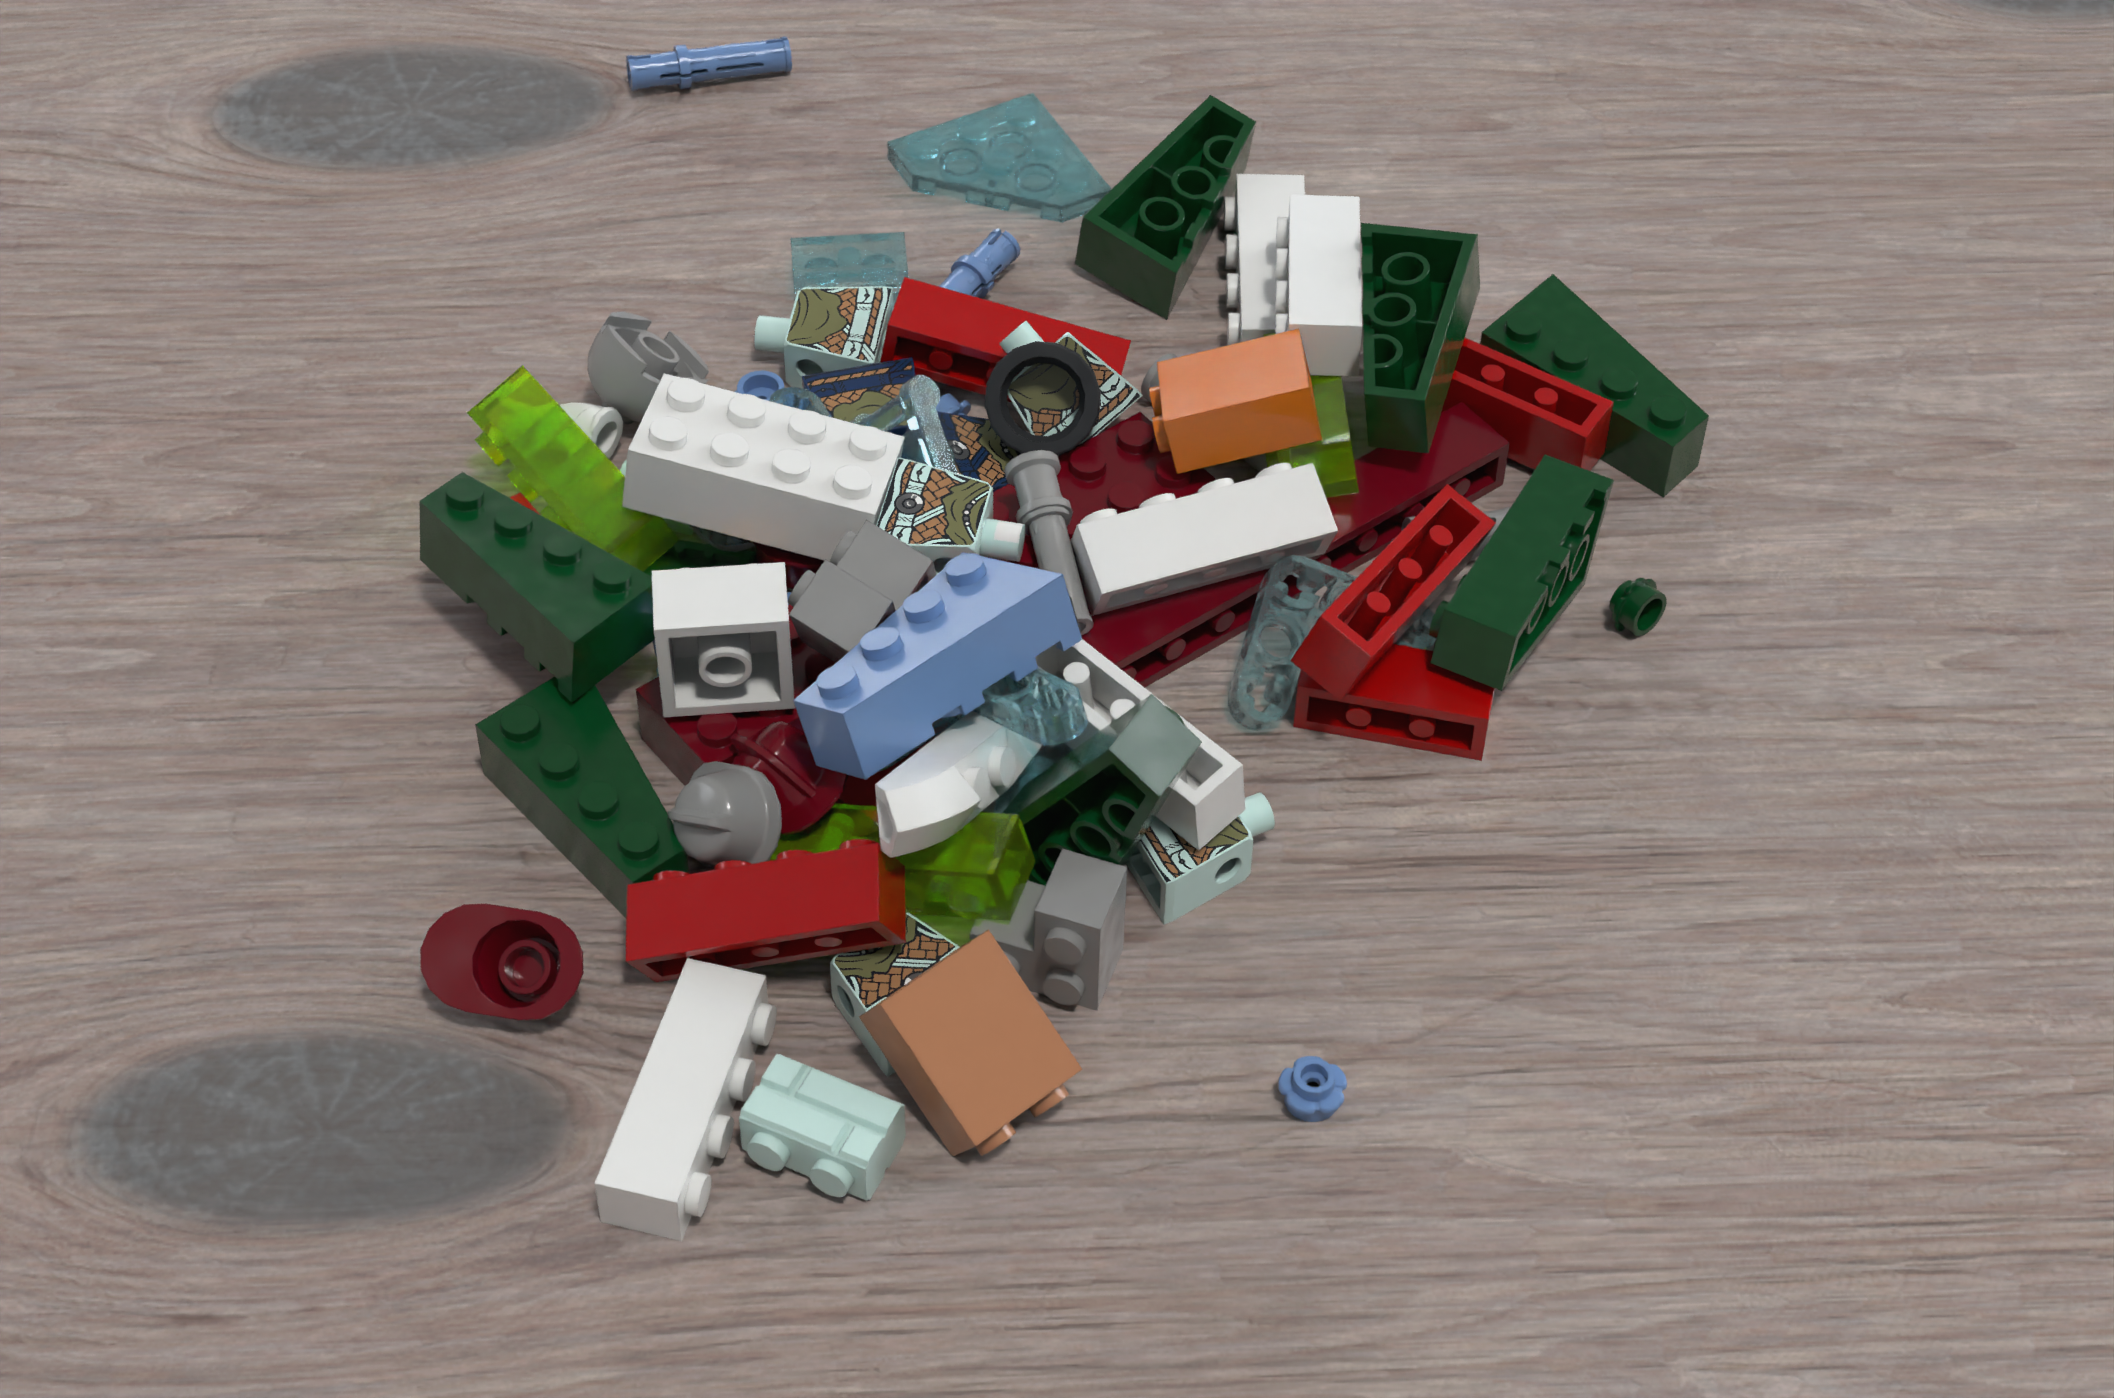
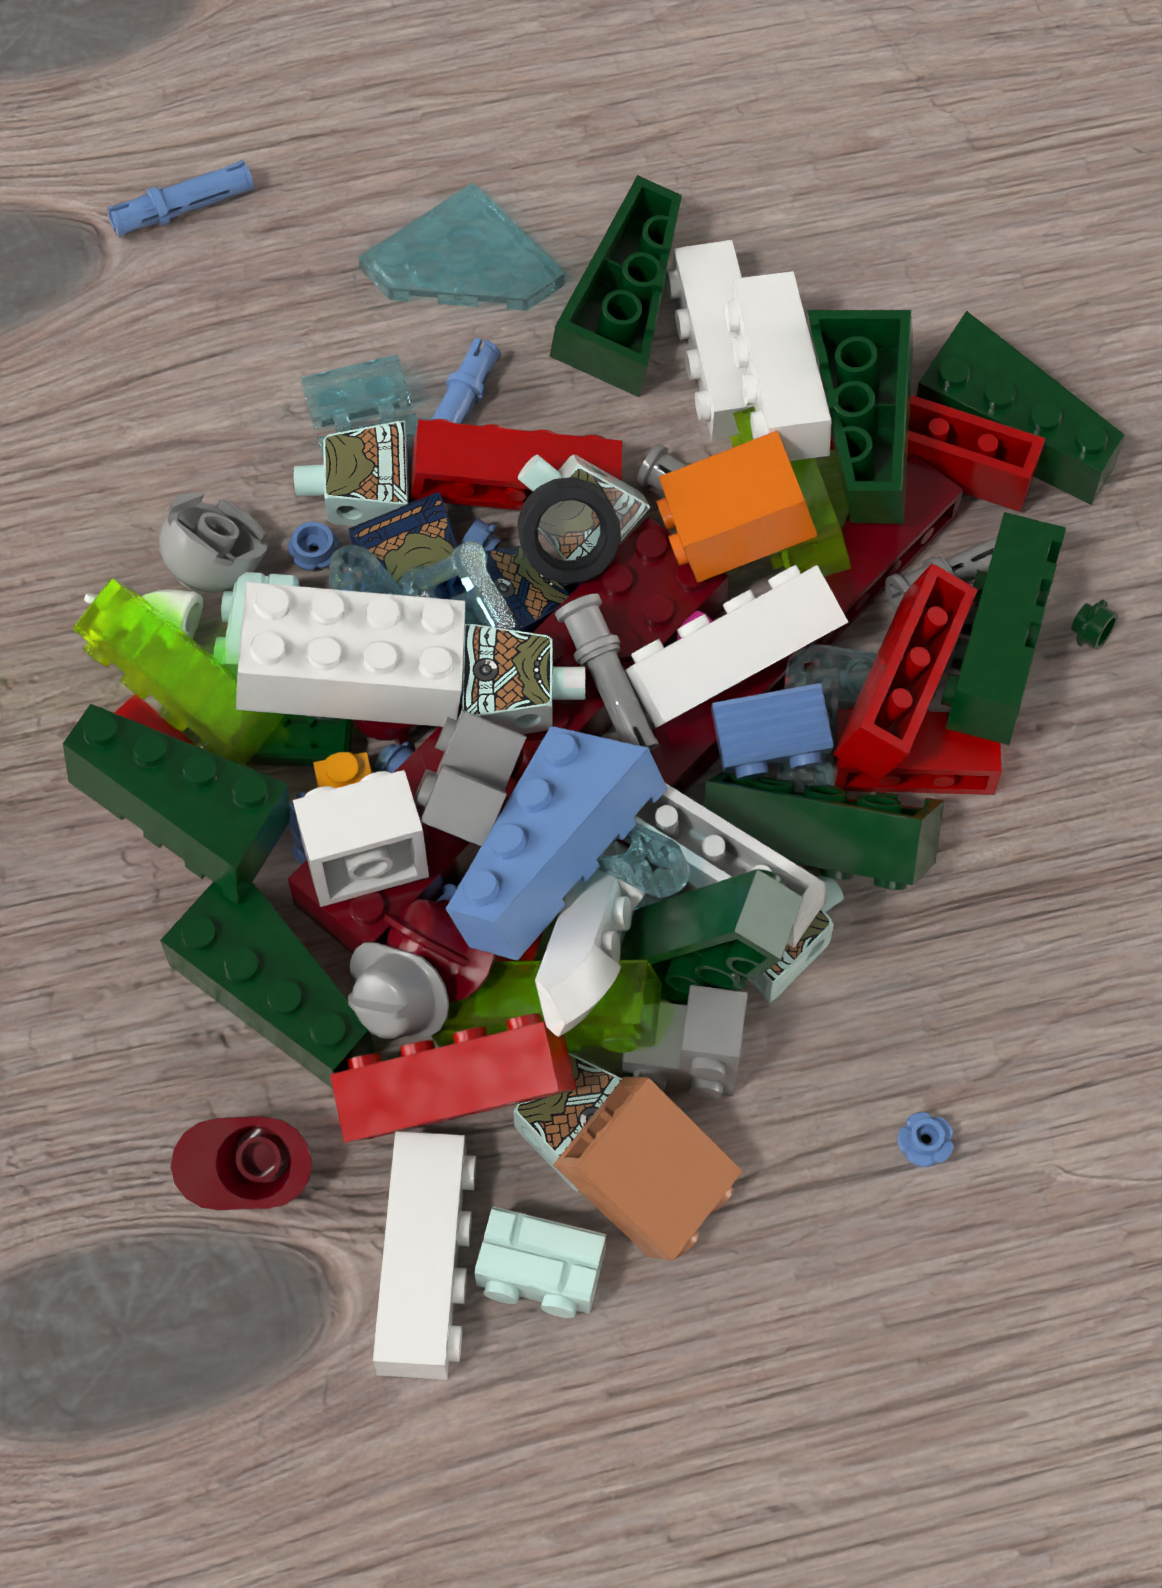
camera: 10 degrees left, 15 degrees up
(1226, 628) = (772, 730): none -> medium blue brick
(1292, 745) = (831, 832): none -> dark green wedge

